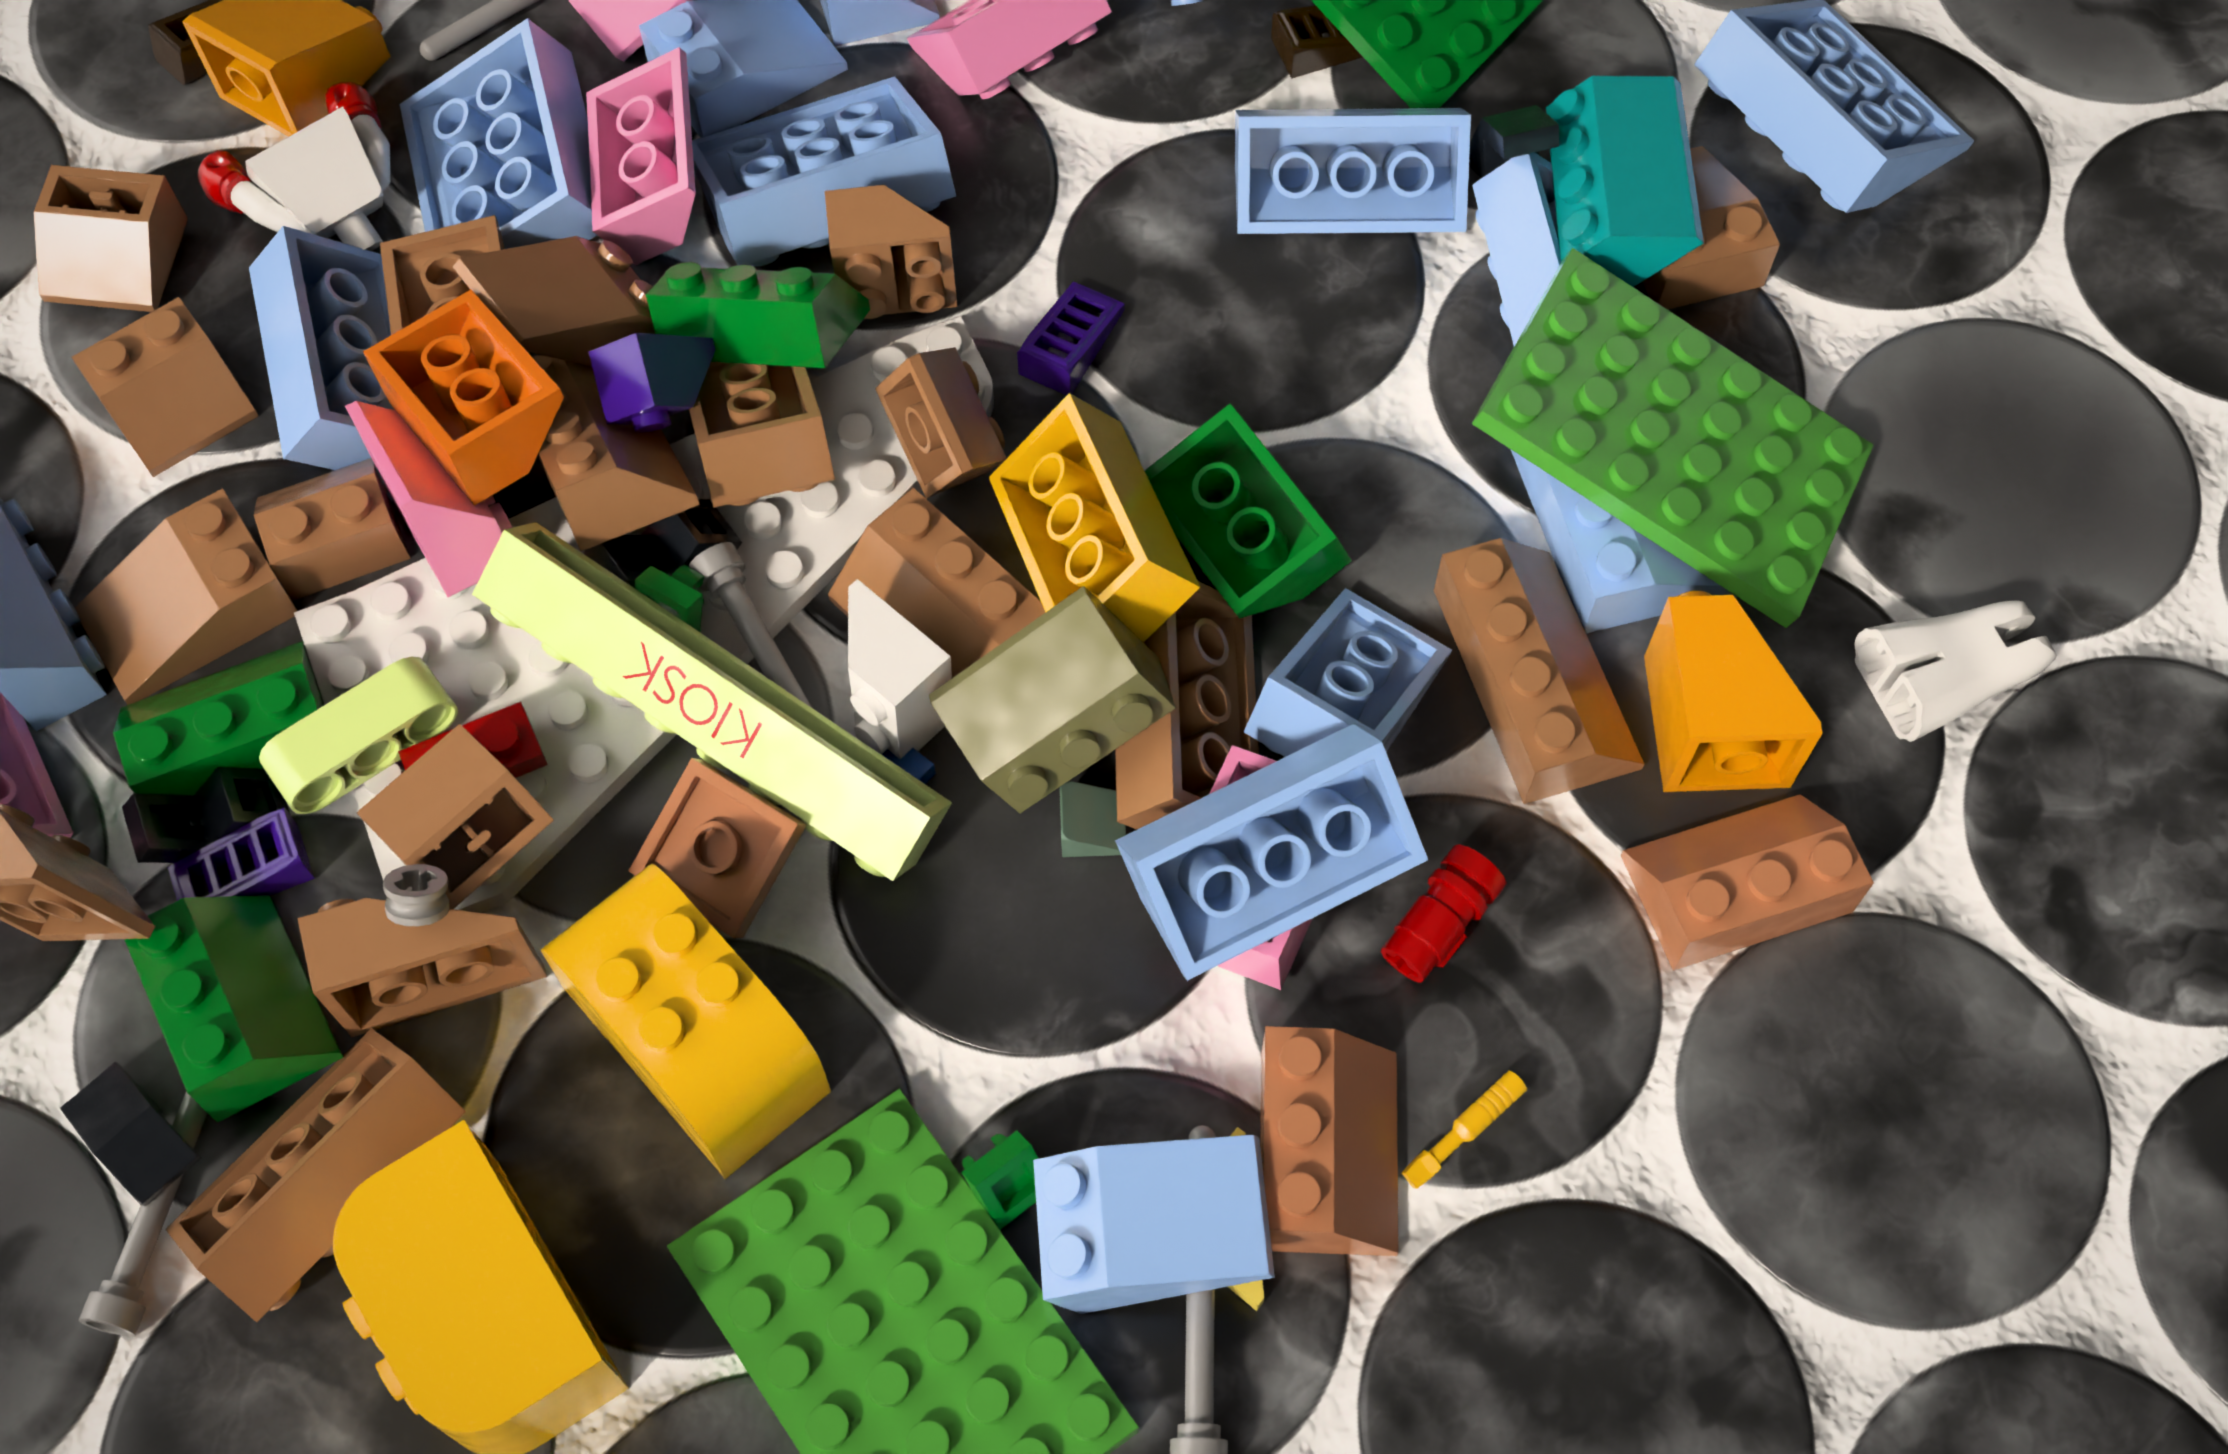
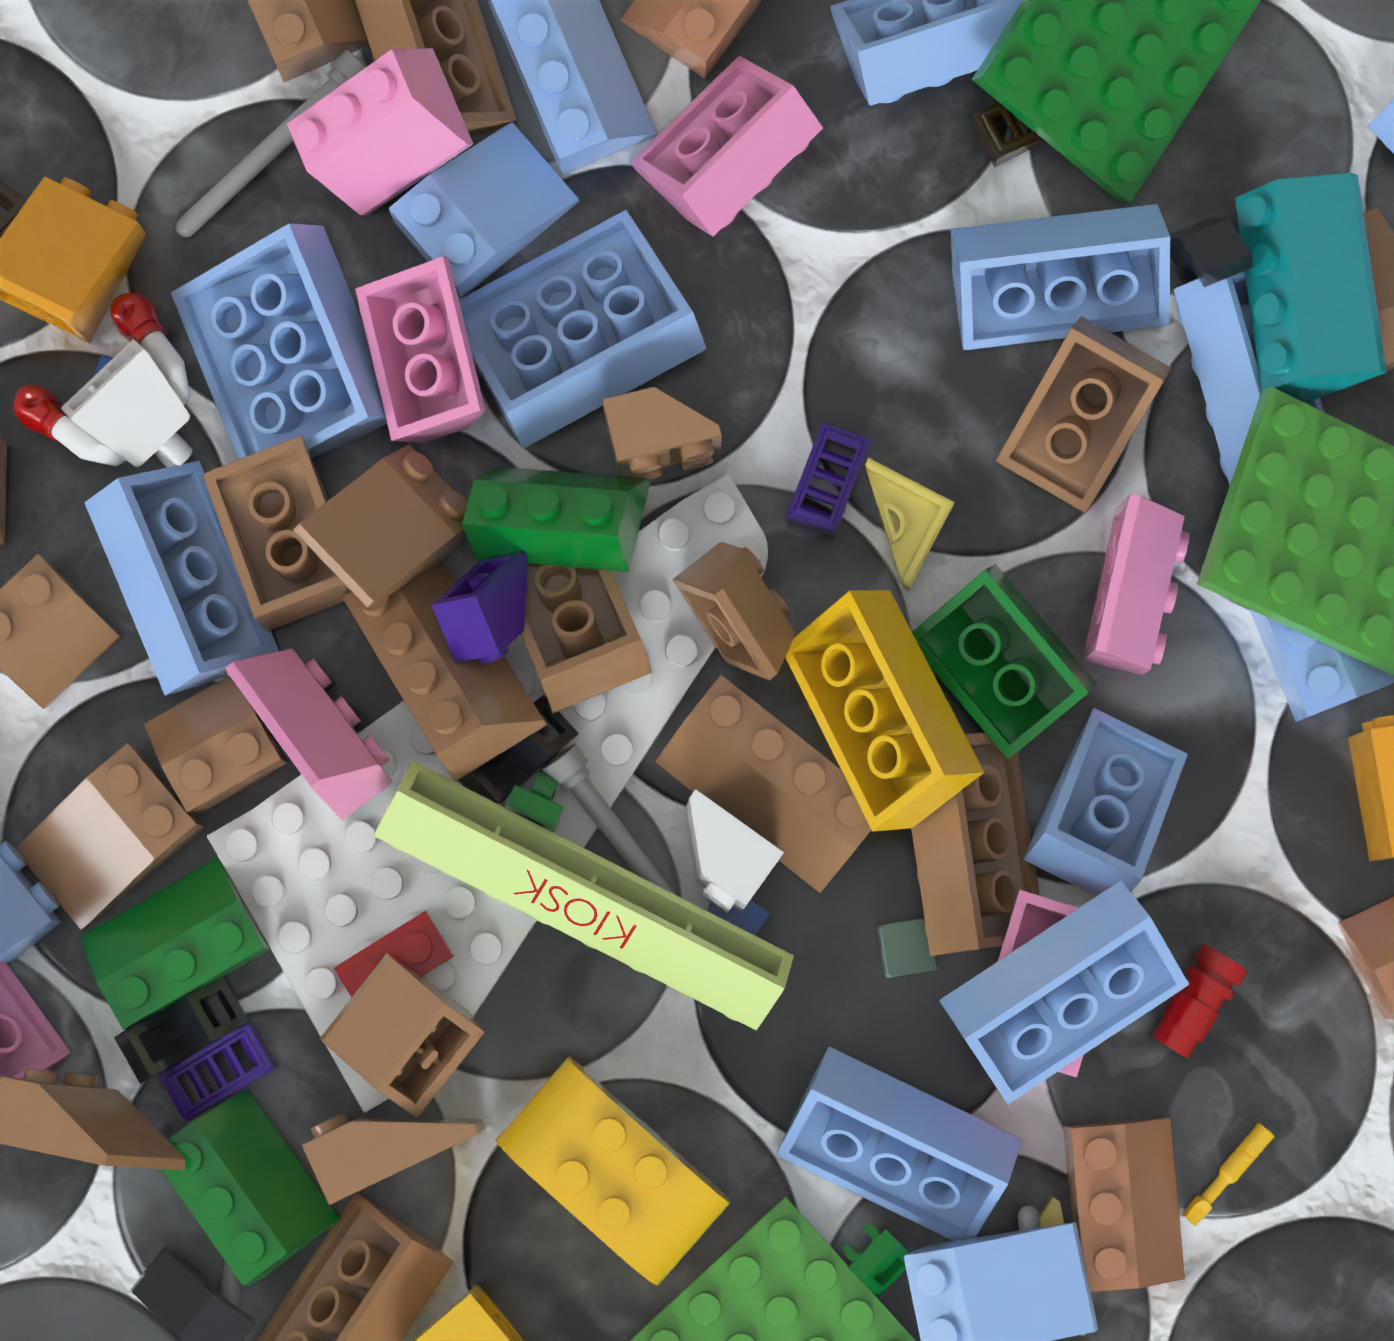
camera: 10 degrees left, 20 degrees up
(357, 735) = (298, 958): yellowish green beam -> none
(416, 895) = (395, 1136): light grey bush -> none
(468, 394) = (336, 655): orange slope -> none
(720, 845) = (609, 1016): nougat plate -> none
(1046, 1039) = (900, 1147): none -> light blue slope
(1053, 699) = (873, 876): slope -> none
(1157, 382) = (908, 515): none -> light yellow tile
(1363, 292) = (1083, 414): none -> medium nougat slope
(1404, 457) = (1136, 586): none -> bright pink slope
(1533, 669) = (1260, 769): medium nougat slope -> none

